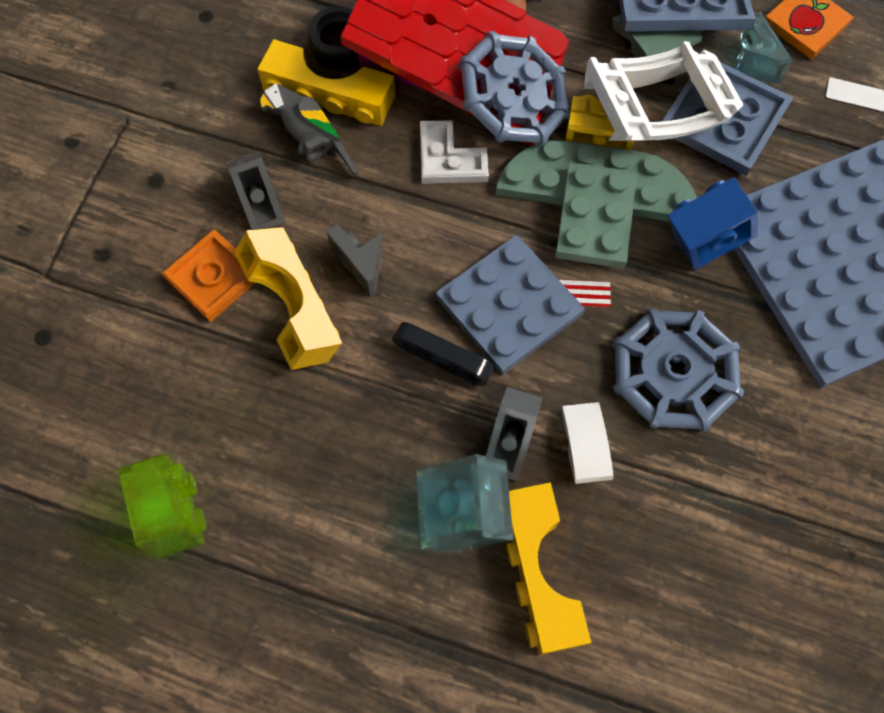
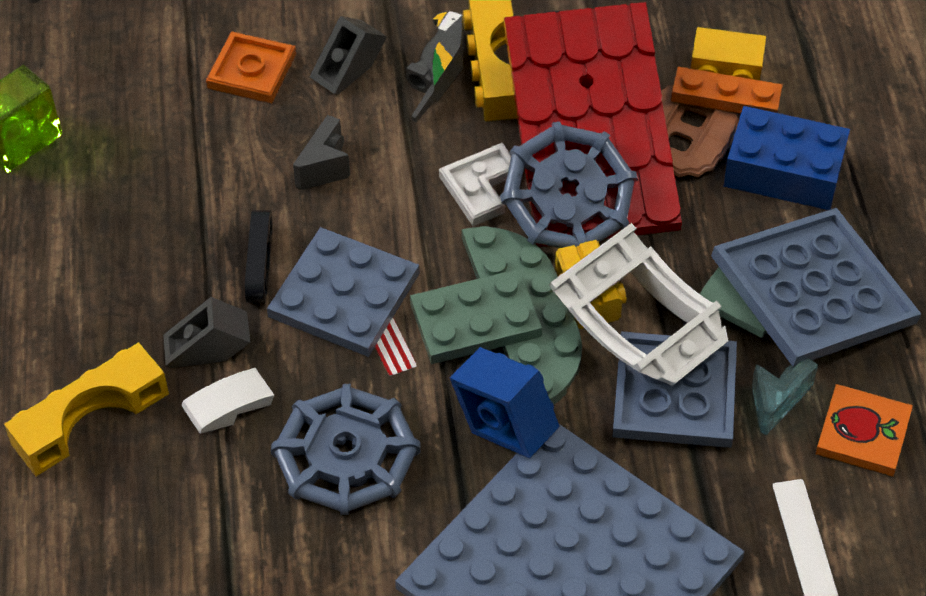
camera: 65 degrees right, 15 degrees down
(271, 260) = (223, 145): yellow arch -> none
(464, 504) = (112, 316): clear light blue brick -> none

